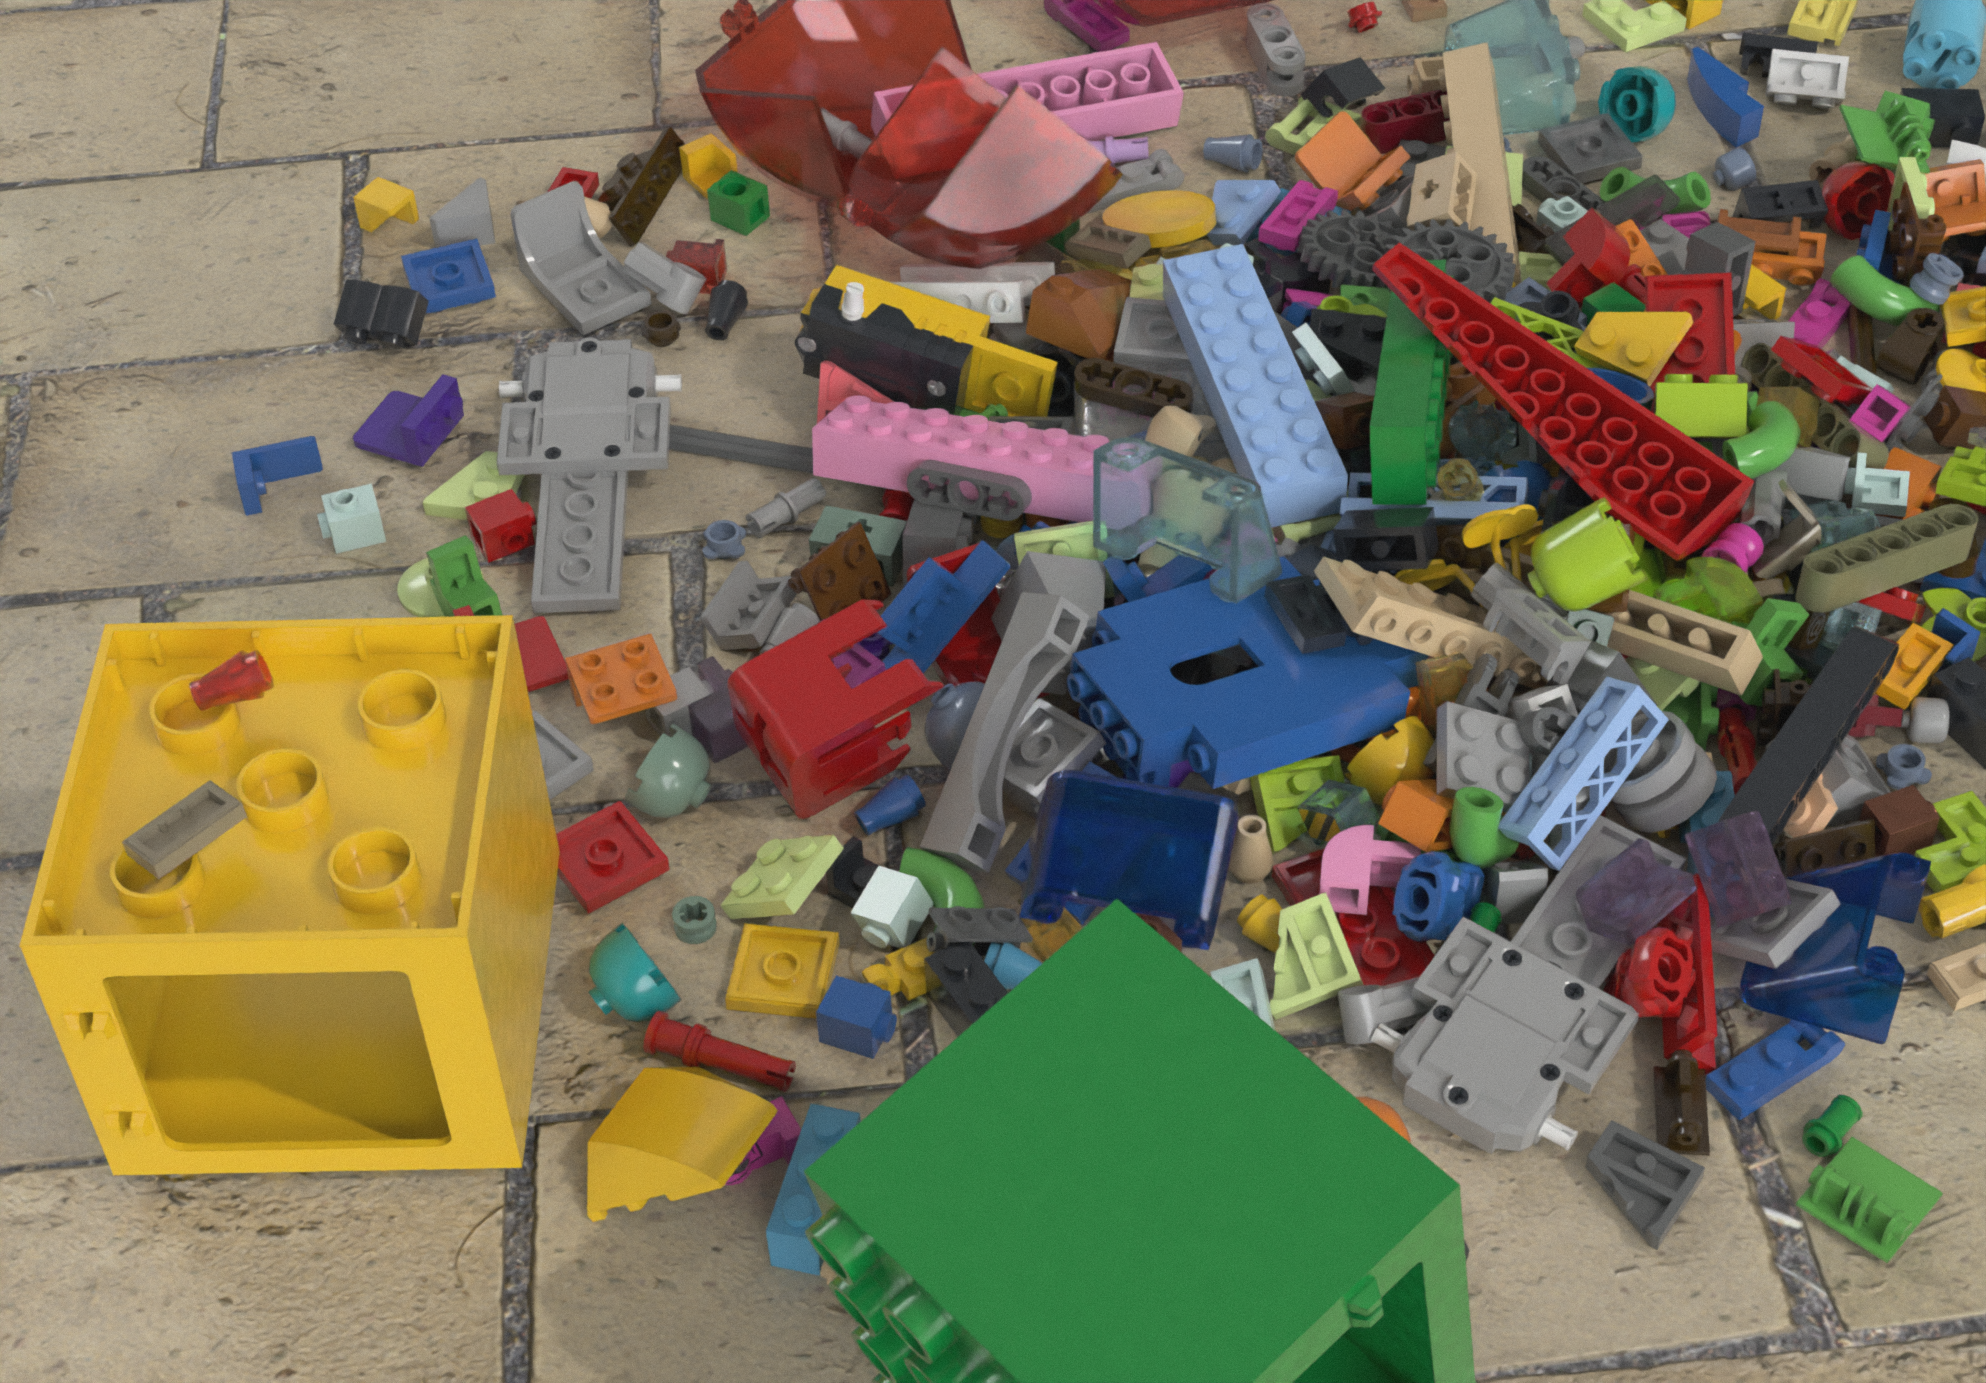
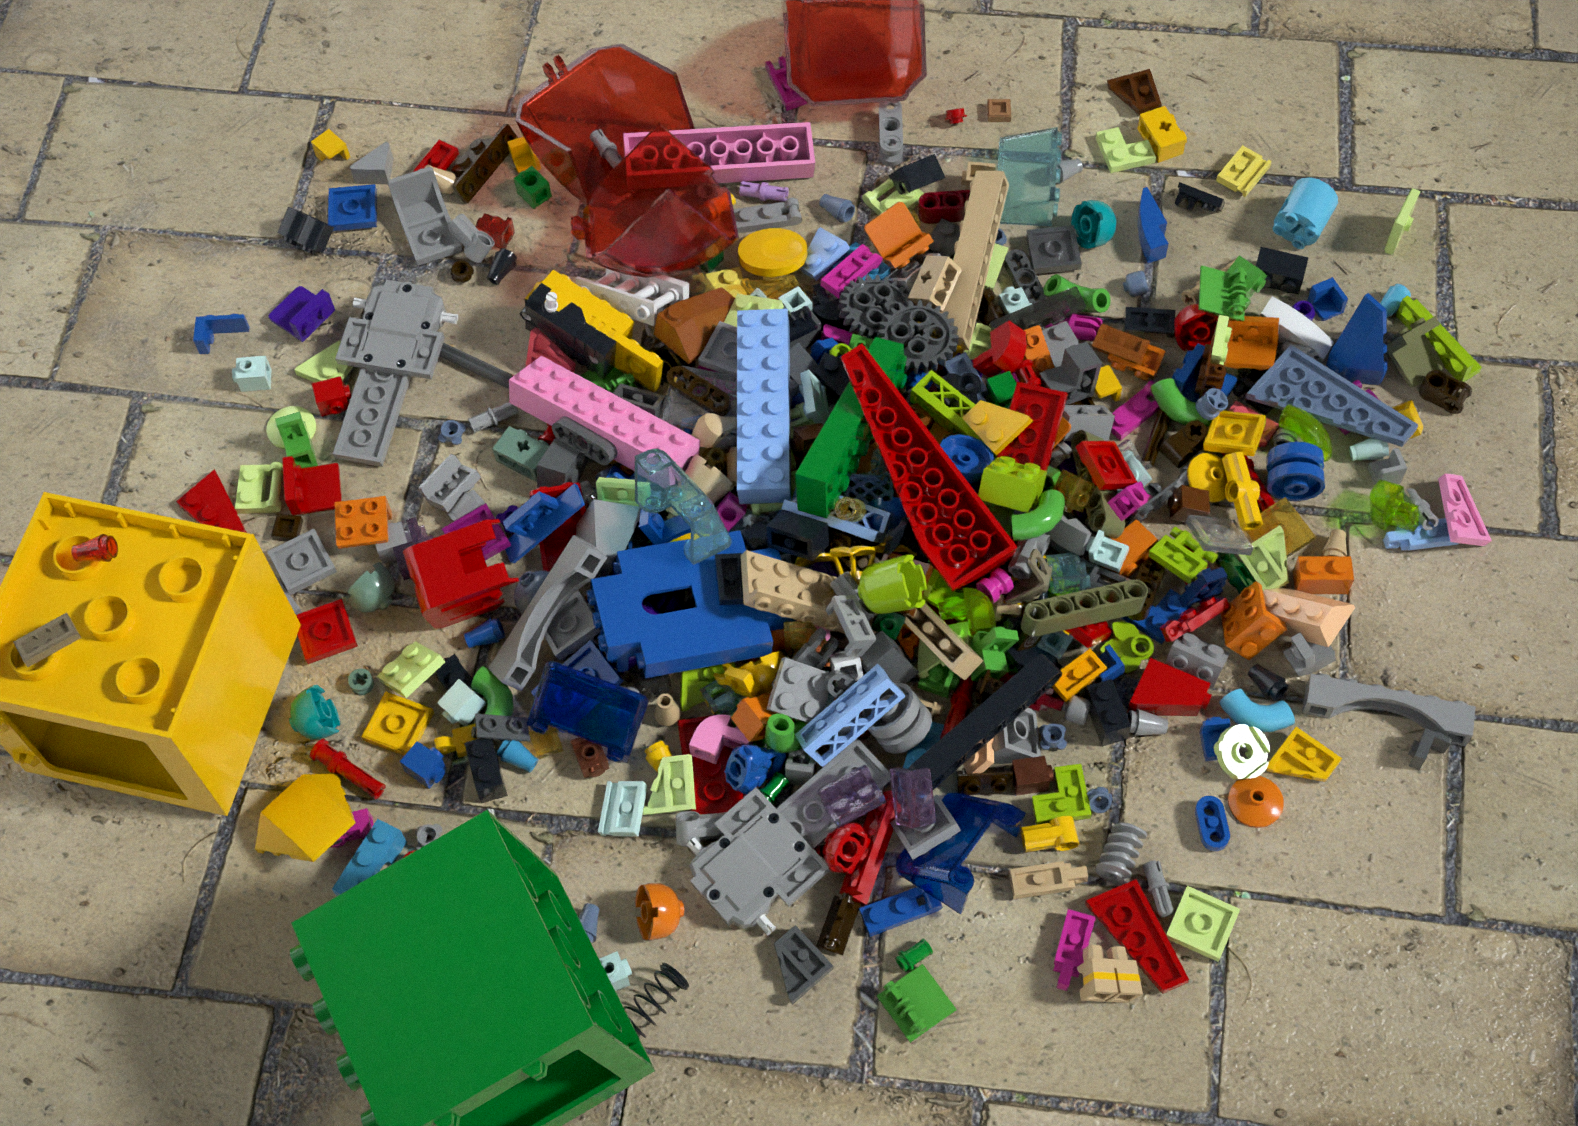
camera: 15 degrees right, 15 degrees up
(841, 574) = (502, 481): reddish brown hinge -> none
(1108, 245) = (731, 270): dark tan plate -> none
(1363, 766) = (739, 680): none -> yellow plate
(1807, 77) = (1209, 223): white bracket -> none

